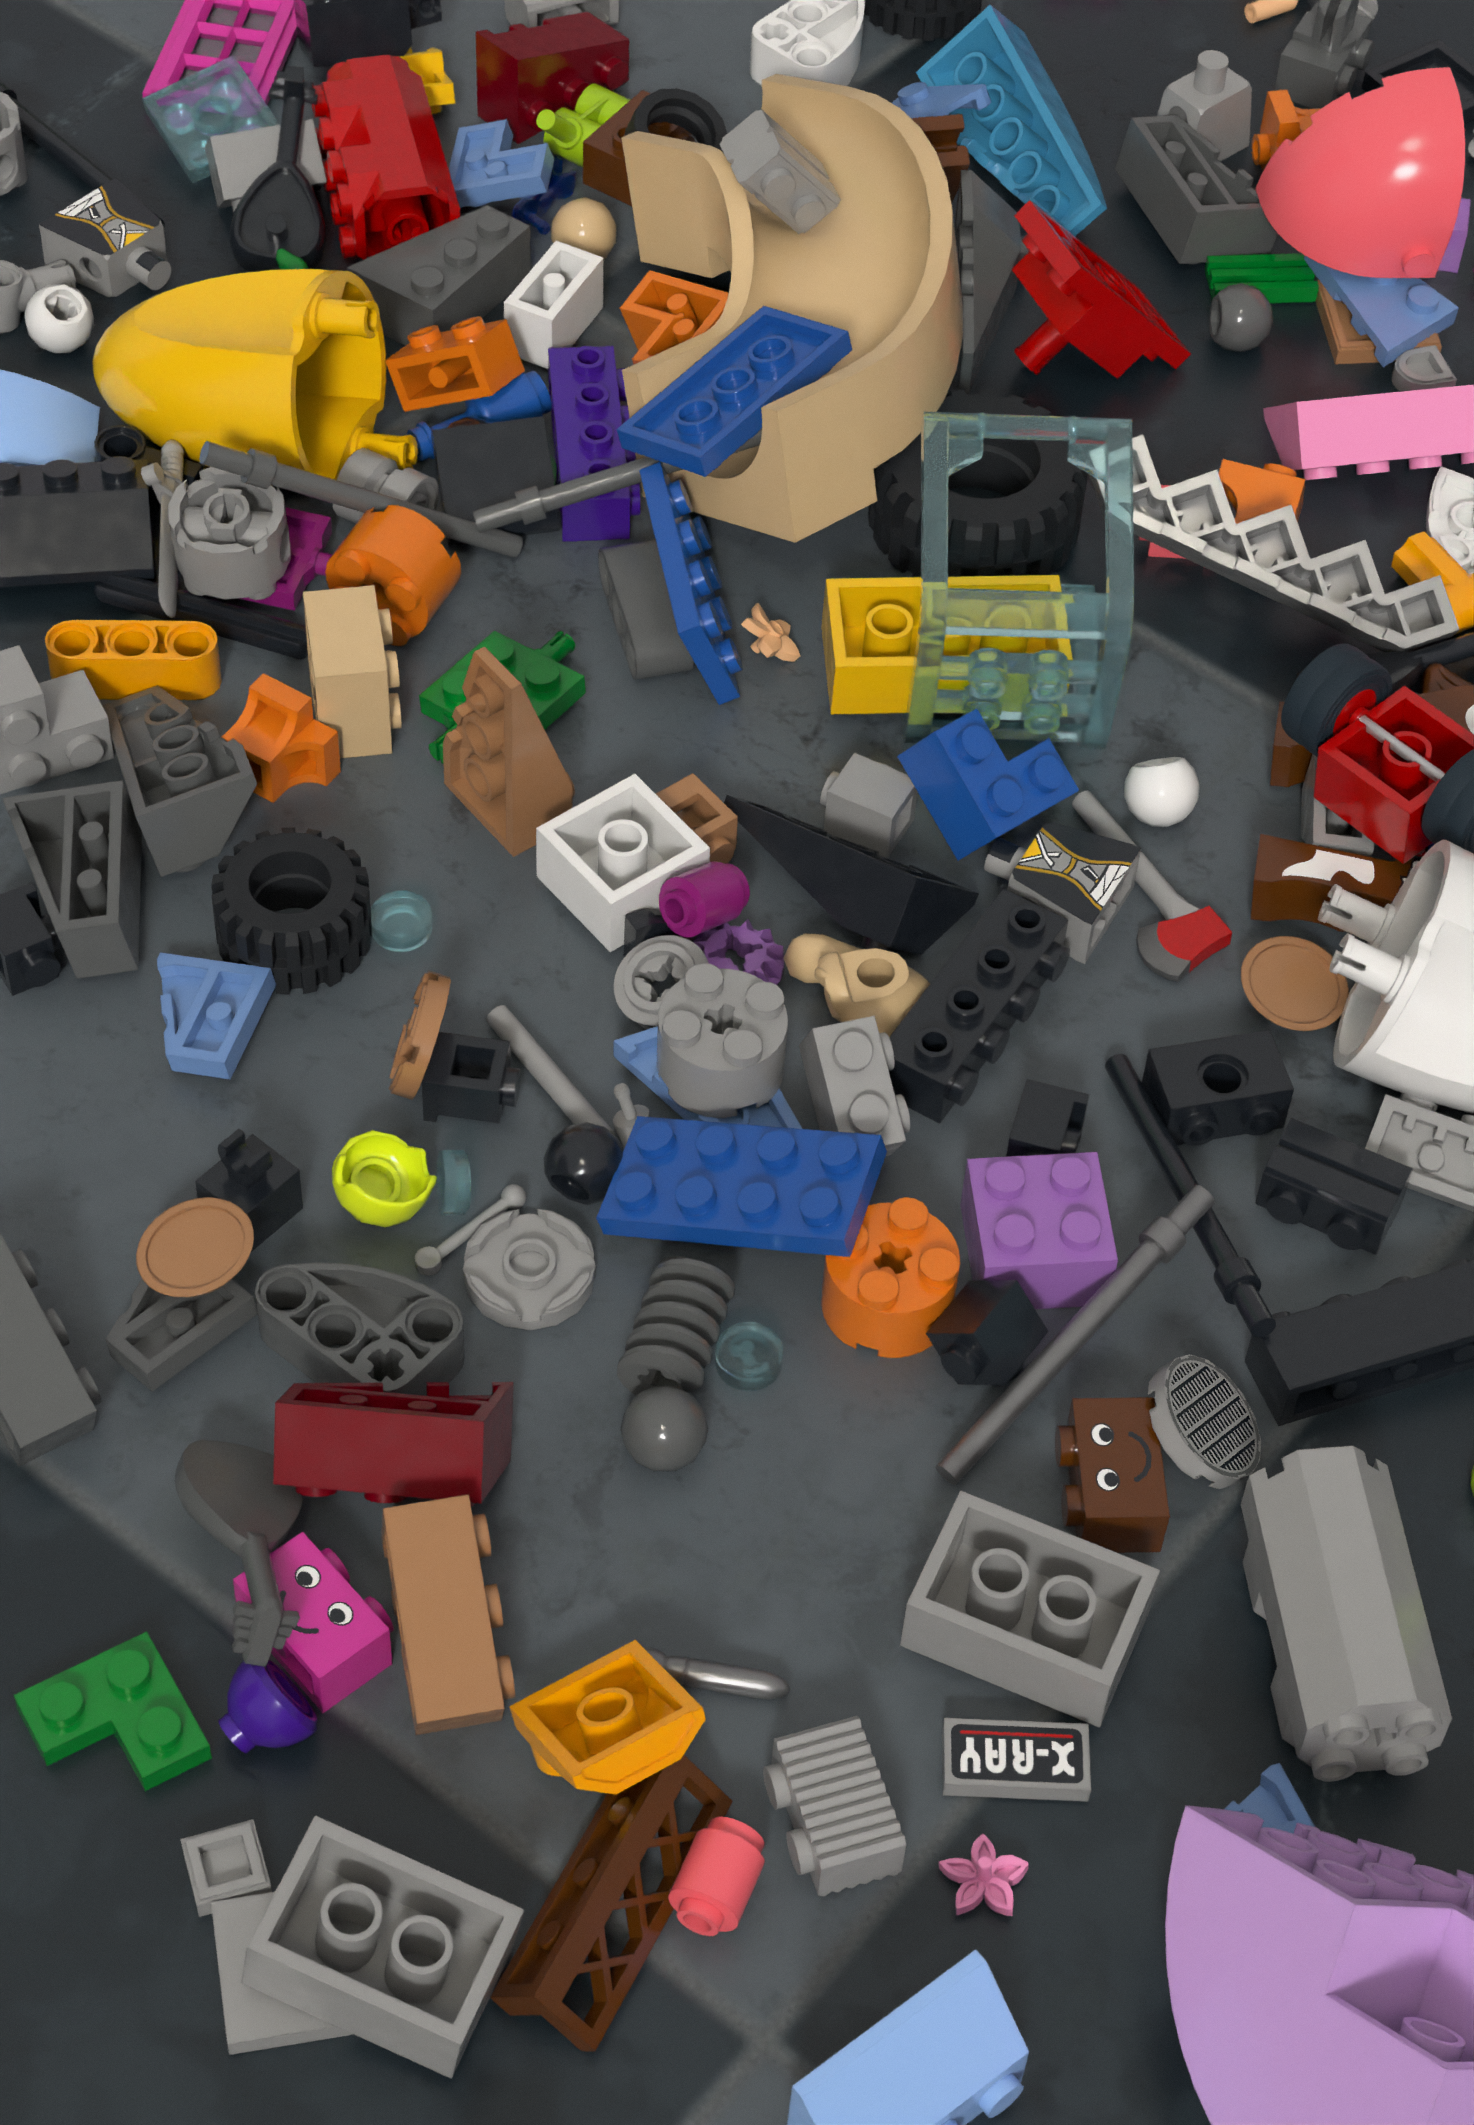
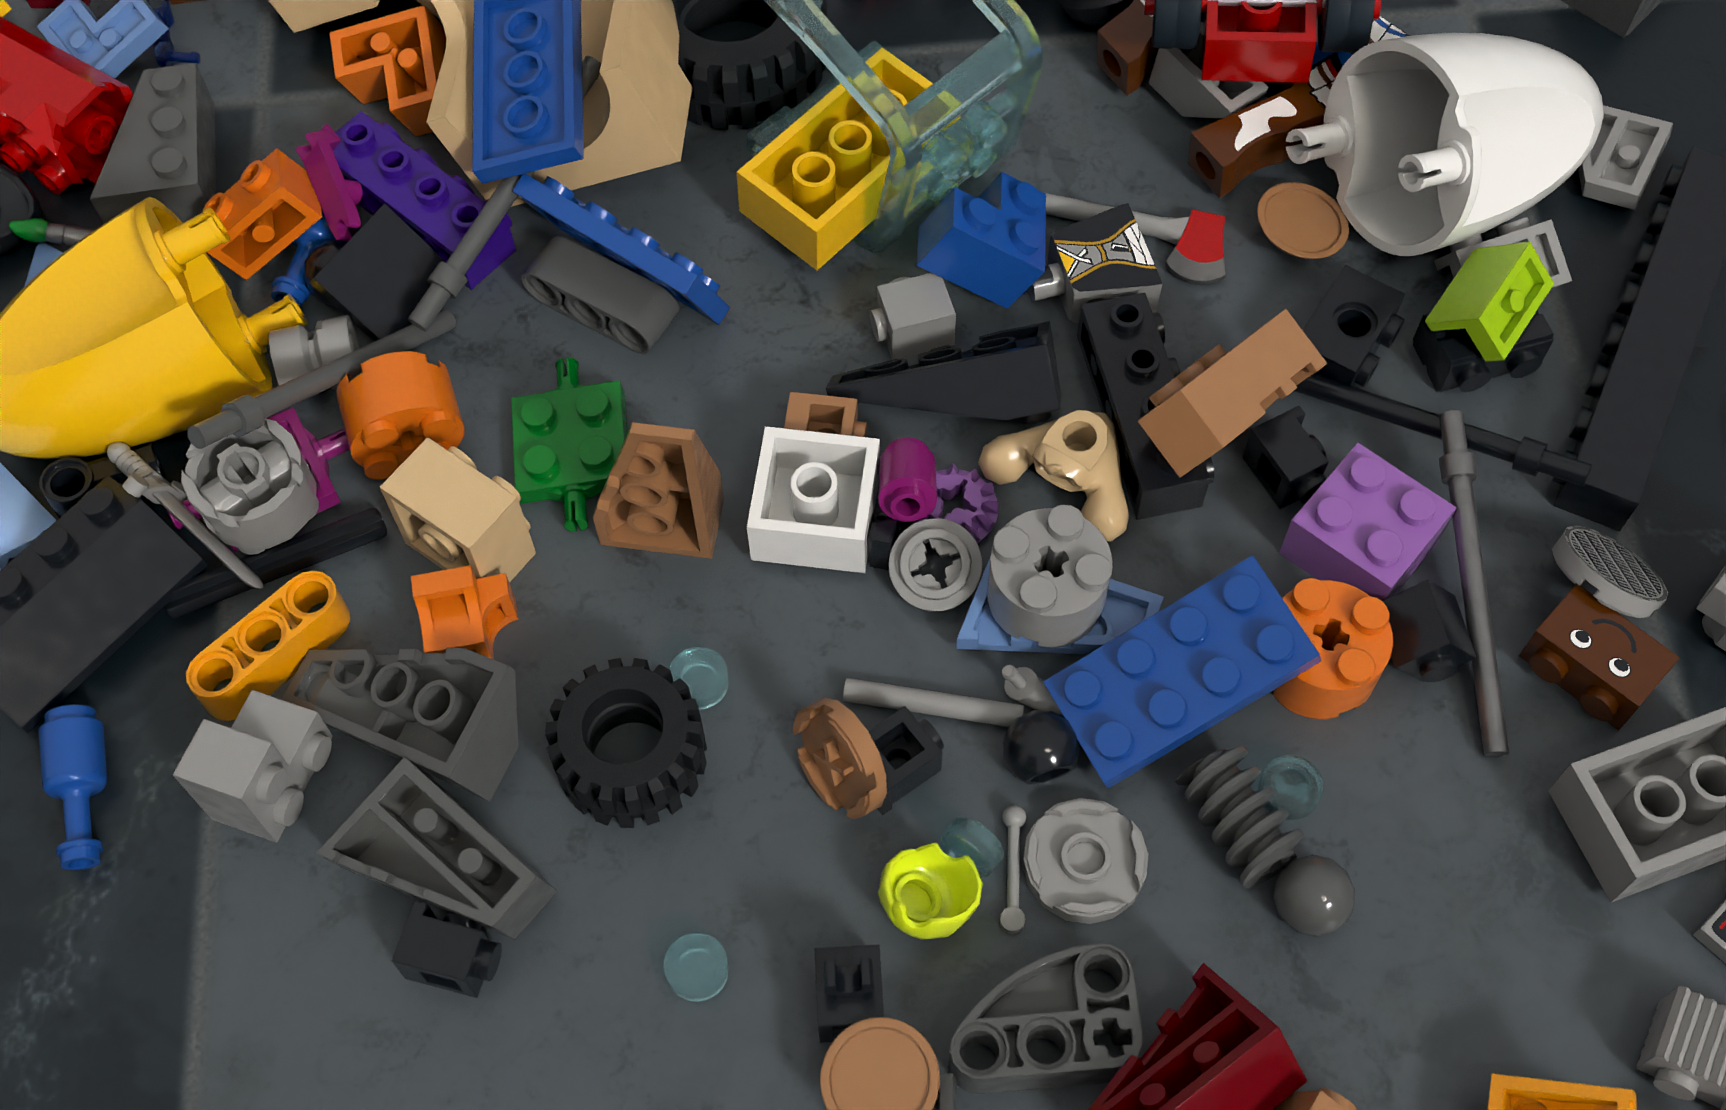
camera: 40 degrees left, 10 degrees up
(172, 1096) = (696, 967): none -> clear light blue tile
(210, 1011) = (649, 876): medium blue wing -> none
(521, 381) = (334, 193): none -> magenta piece
(555, 302) = (272, 103): white brick -> none
(585, 226) = (228, 39): tan piece -> none
(722, 1676) = (1531, 1046): flat silver piece -> none
(772, 636) = (704, 245): light nougat plant -> none
(852, 1083) = (1163, 535): light grey brick -> none
(1022, 1025) = (1228, 392): none -> medium nougat wedge
(1161, 791) = (1079, 151): white piece -> none
(1358, 1146) = (1493, 297): none -> lime panel

